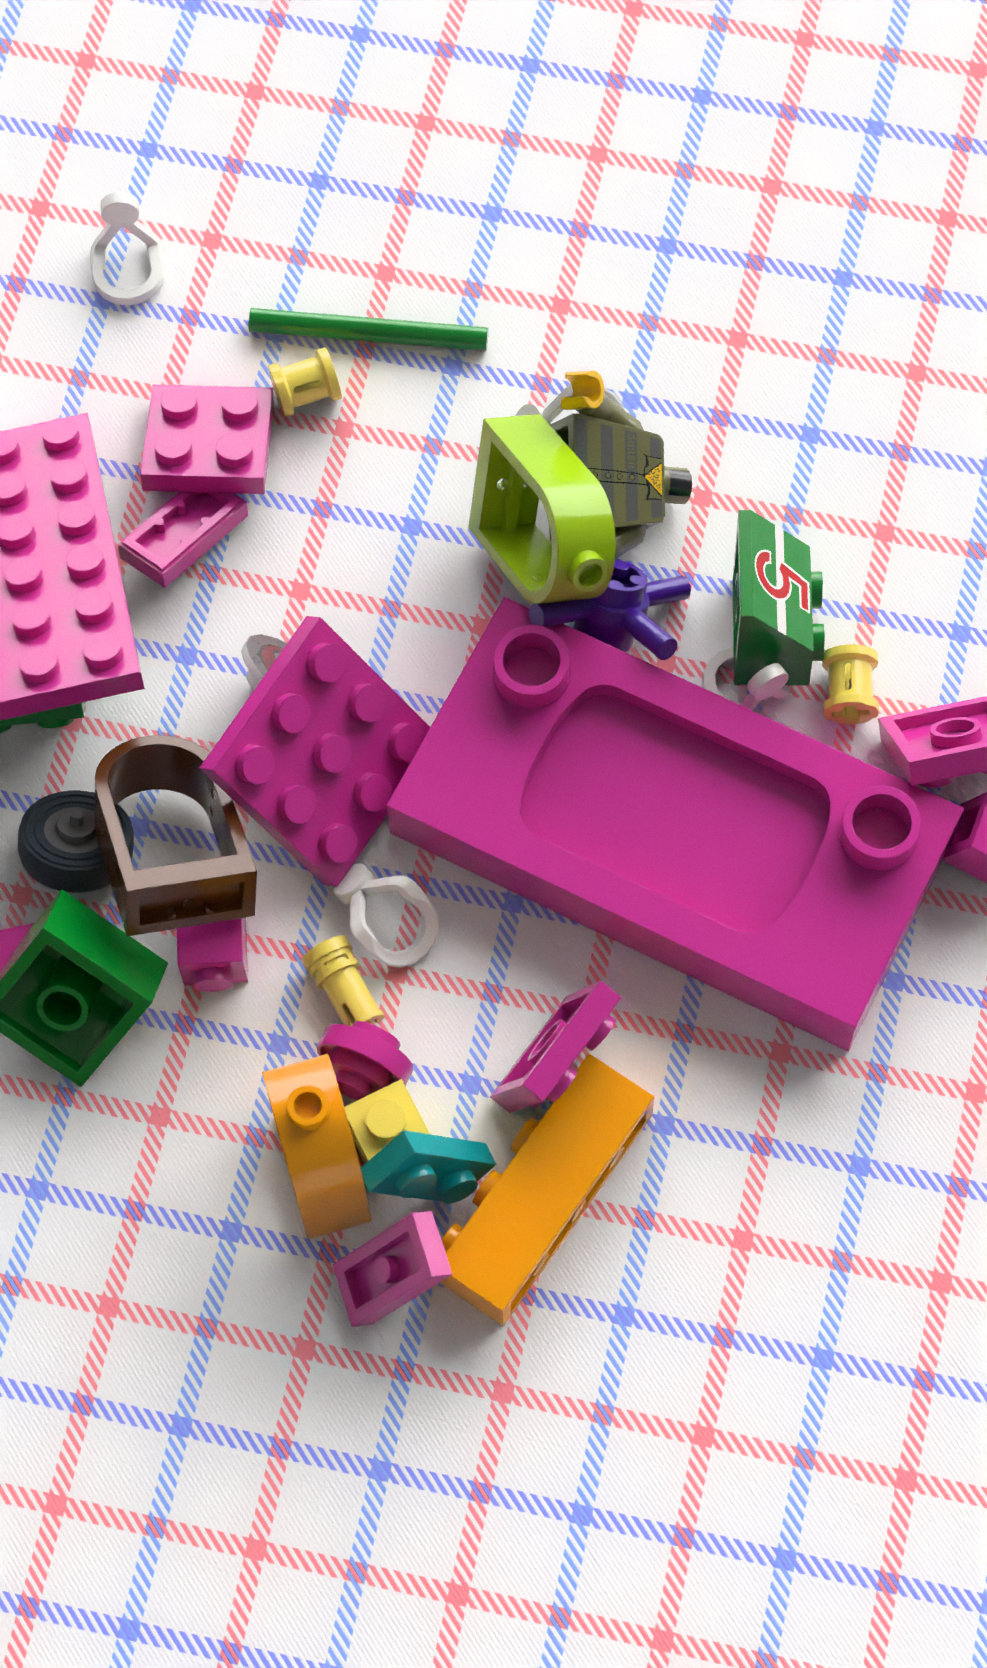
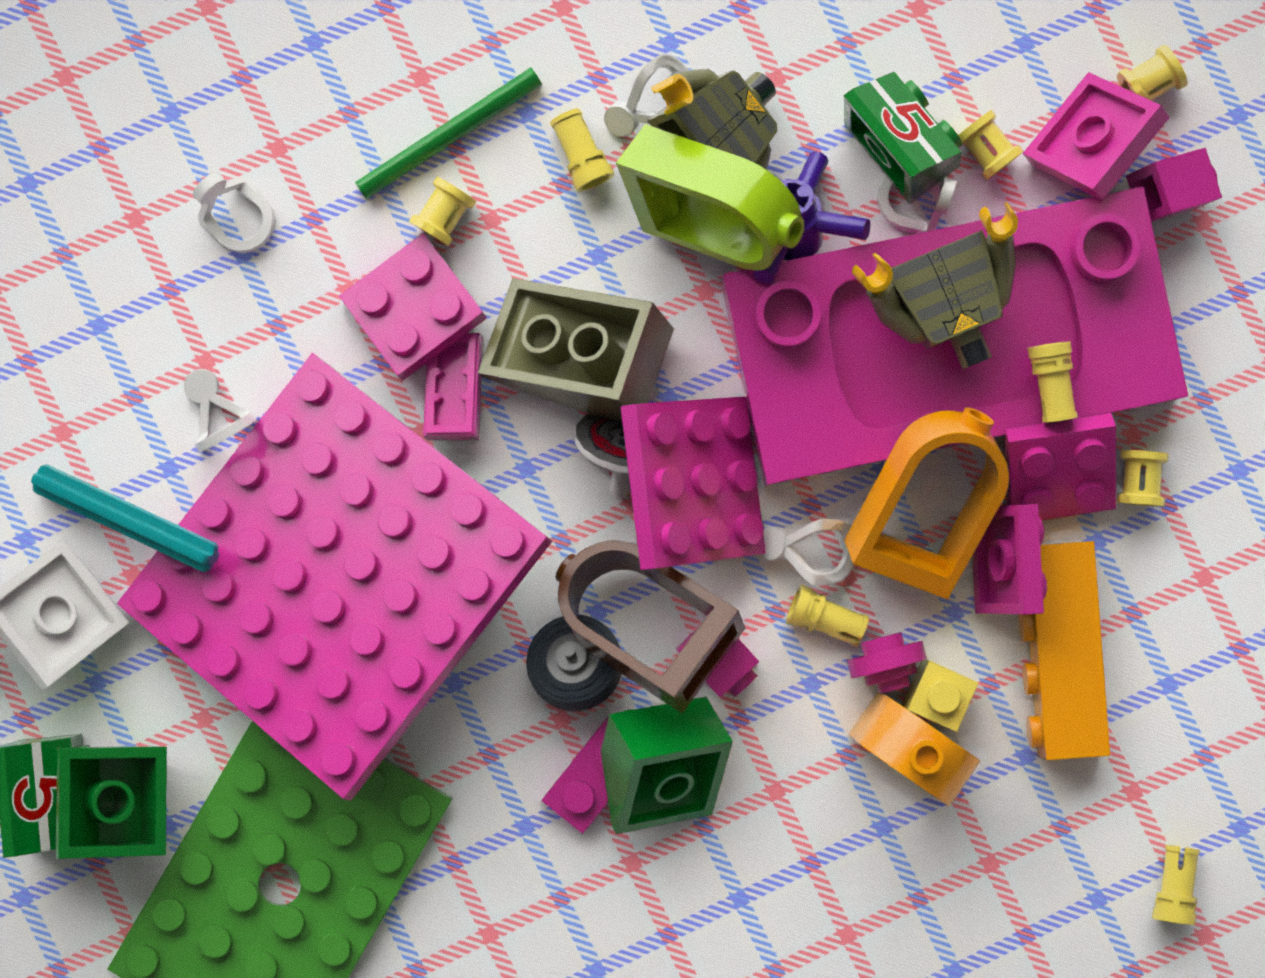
camera: 45 degrees left, 20 degrees up
(324, 563) = (577, 347): none -> olive slope
(392, 1268) = (1018, 782): dark pink plate -> none
(428, 1167) = (994, 705): teal plate -> none
(455, 1523) = (1176, 898): none -> light yellow pin
(456, 973) = (905, 561): none -> light orange window
(463, 434) = (587, 163): none -> light yellow pin
(680, 1010) = (1063, 466): none -> dark pink plate
(695, 745) = (949, 289): none -> torso
(740, 892) = (1052, 366): none -> light yellow pin
(754, 1088) = (1133, 462): none -> light yellow bush

